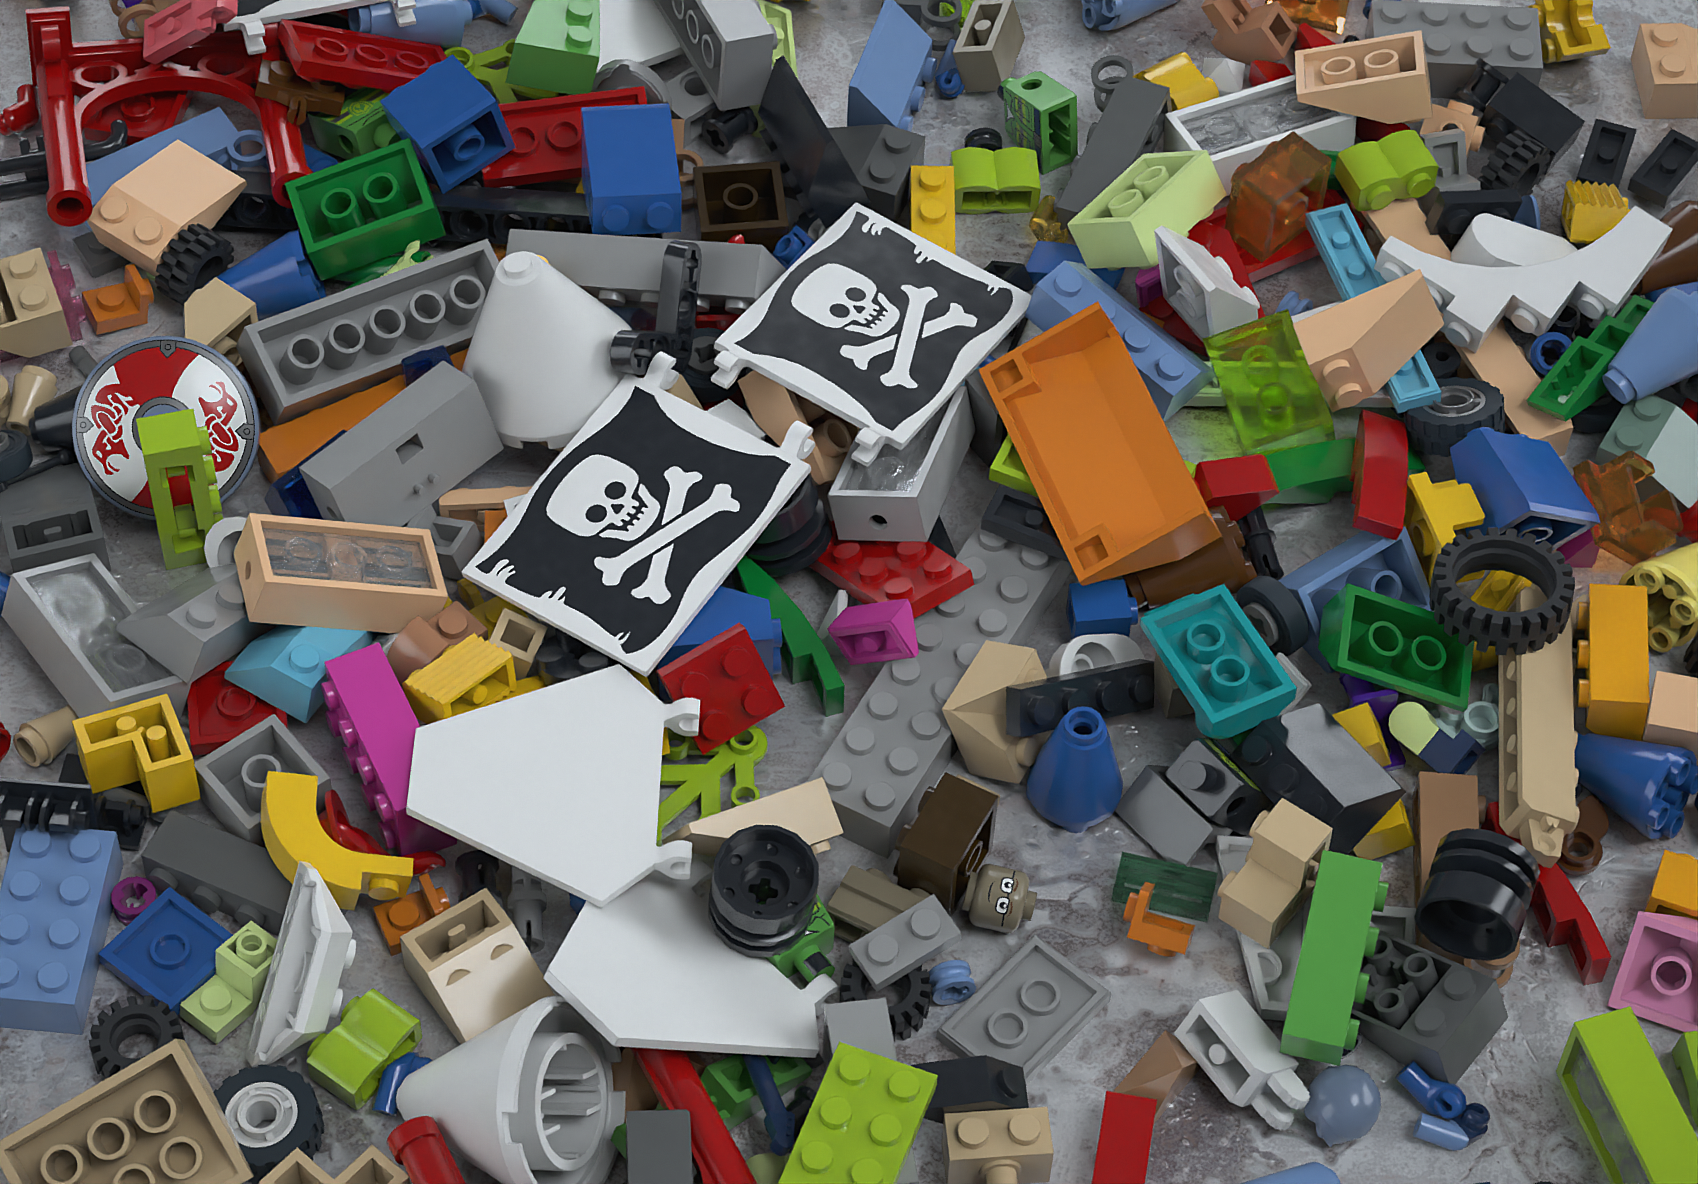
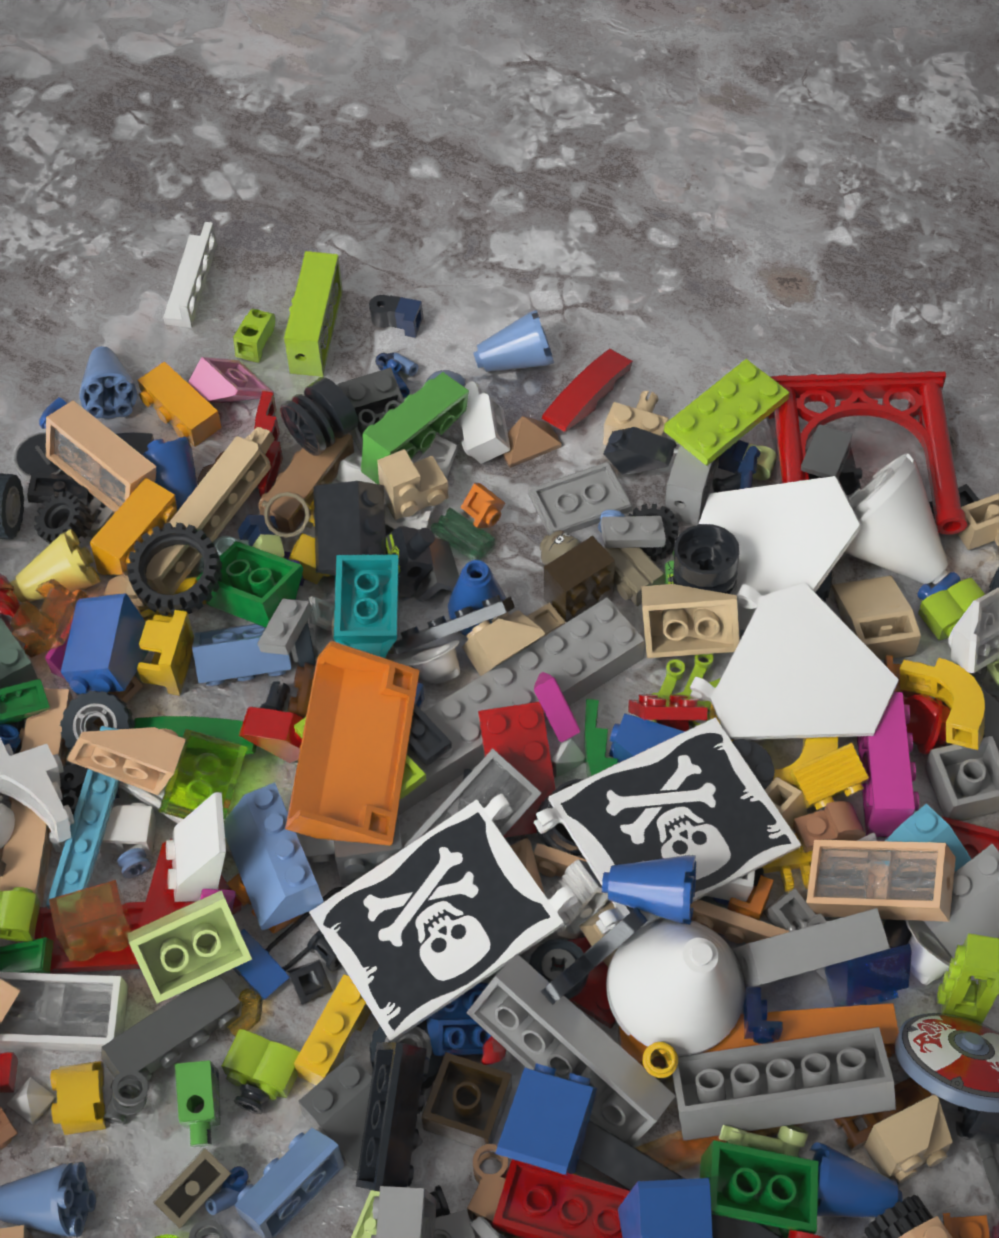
camera: 150 degrees left, 5 degrees up
(617, 396) = (655, 886): none -> blue cone
(1300, 585) = (285, 626): none -> light grey plate
(1379, 475) = (182, 686): red slope -> none
(1418, 751) = (267, 505): none -> dark tan piece

